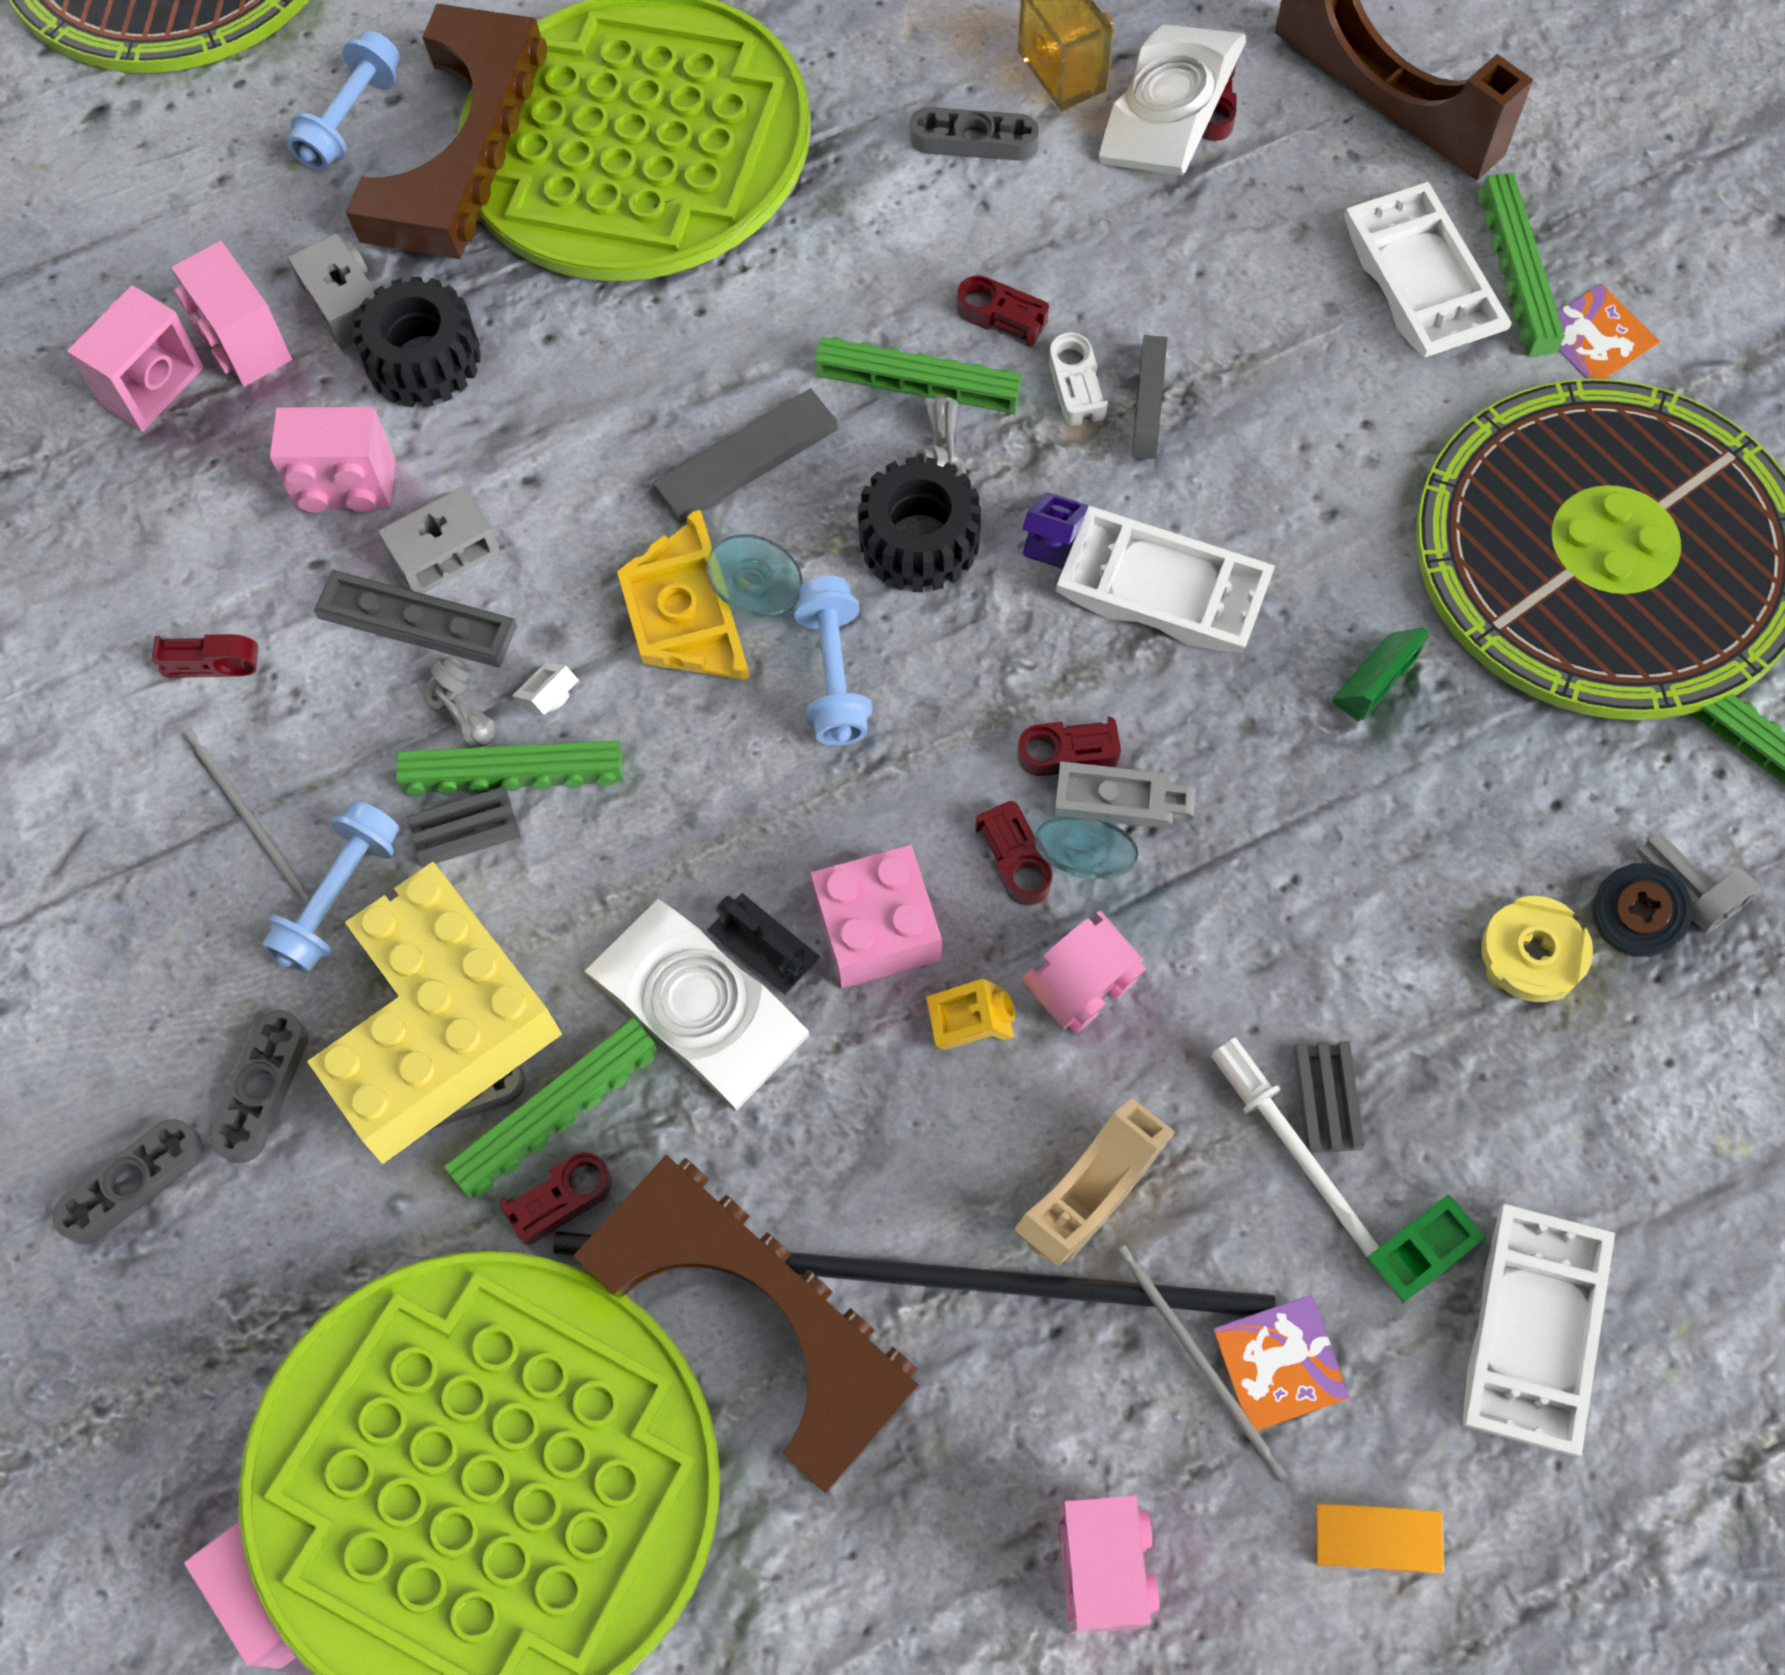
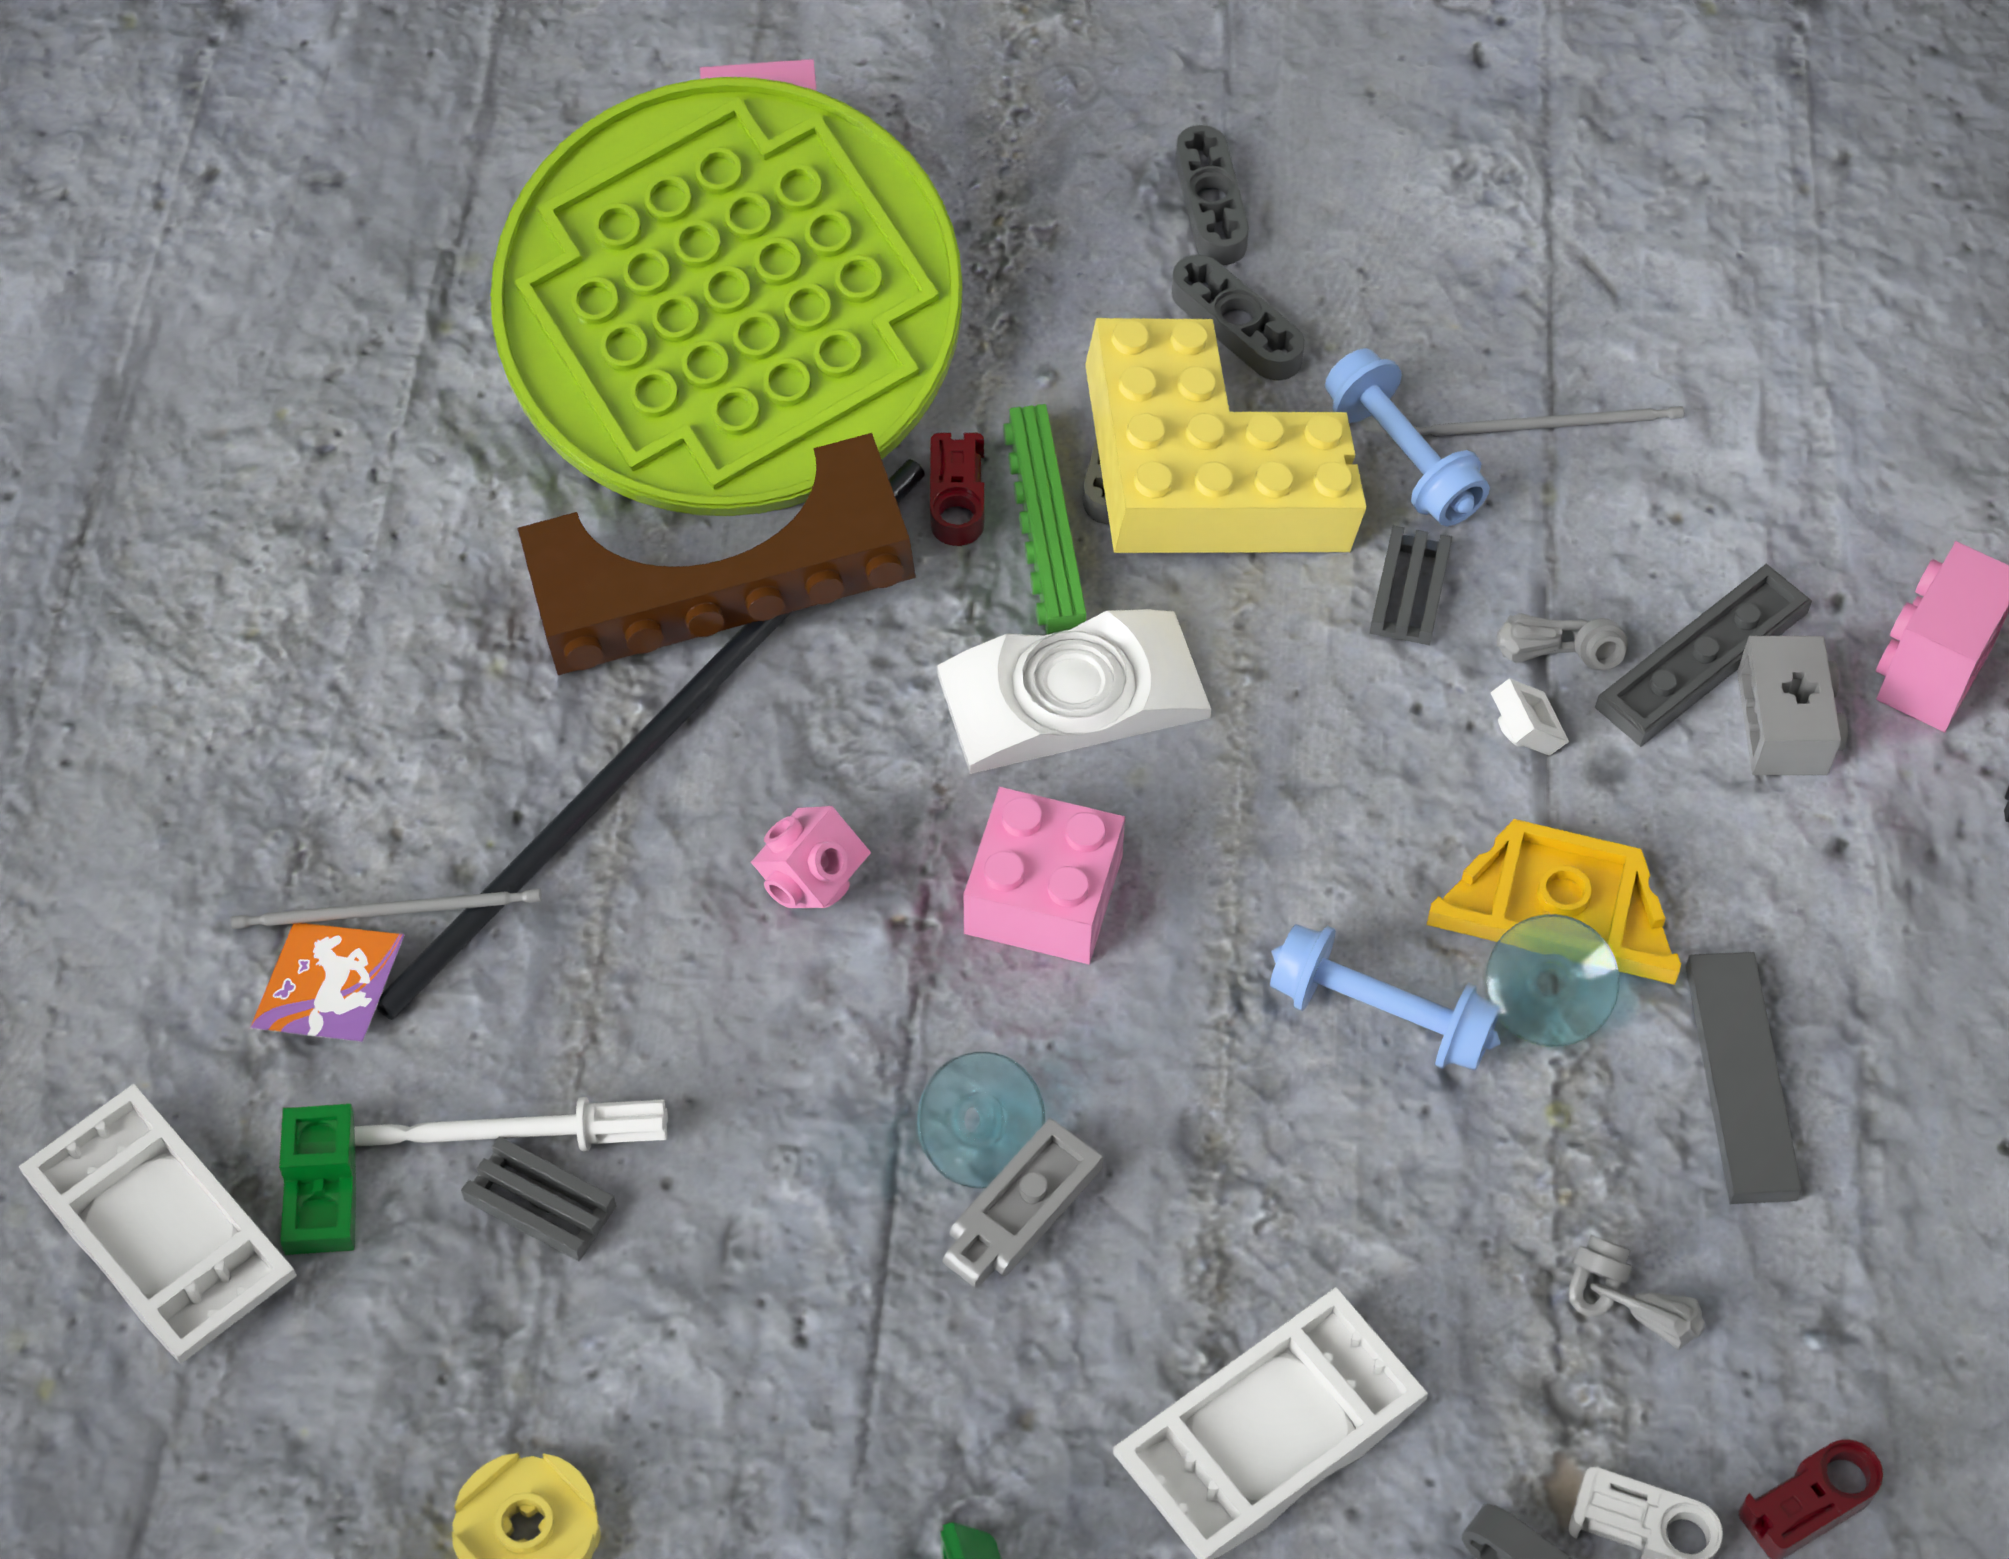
camera: 120 degrees right, 10 degrees down
(205, 657) = (1761, 447): dark red piece -> none
(510, 767) = (1451, 652): bright green piece -> none
(762, 942) = (1098, 771): black hinge -> none
(918, 374) = (1756, 1332): bright green piece -> none
(919, 491) = (1524, 1137): black tyre -> none
(970, 1014) = (873, 911): yellow bracket -> none
(970, 1075) = (810, 858): none -> bright pink brick
(1014, 850) = (1057, 1064): dark red piece -> none
(1052, 528) = (1431, 1343): dark purple slope -> none
(1080, 744) = (1118, 1197): dark red piece -> none
(1083, 970) = (833, 1018): bright pink brick -> none
(1095, 1184) = (611, 888): tan arch -> none
(1105, 1565) = (278, 696): bright pink brick -> none
(1380, 1538) = (103, 959): light orange slope -> none

